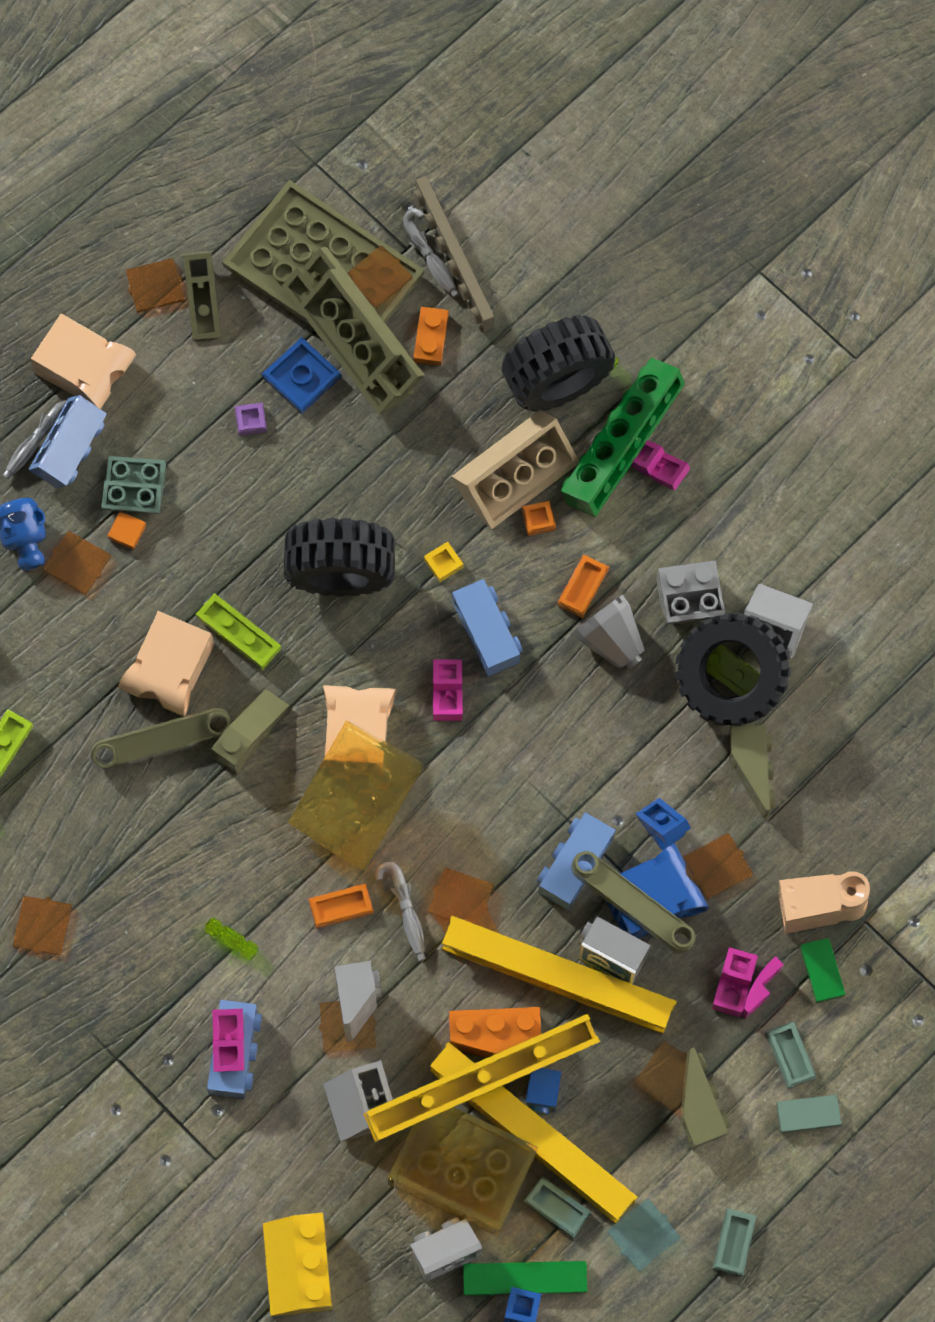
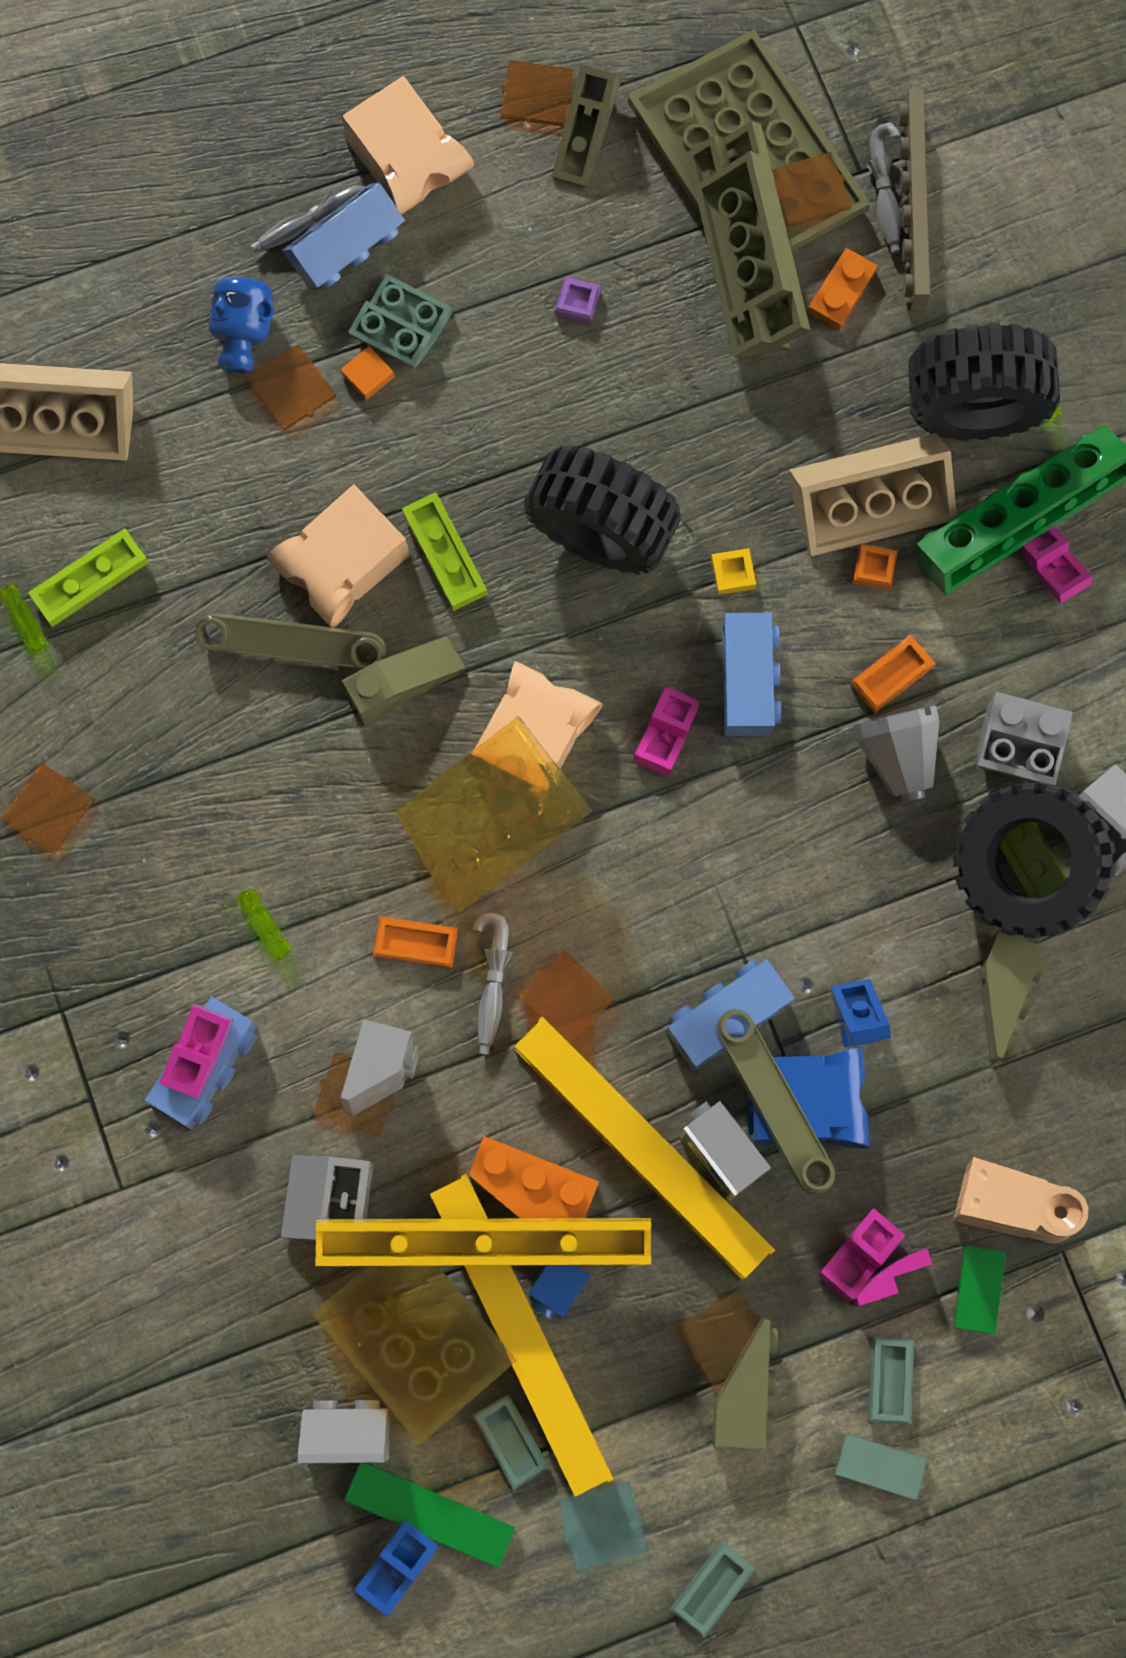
camera: 25 degrees right, 5 degrees up
(297, 1265) = (158, 1370): yellow slope -> none
(301, 375) = (663, 272): blue tile -> none
(718, 866) = (906, 1097): clear orange piece -> none

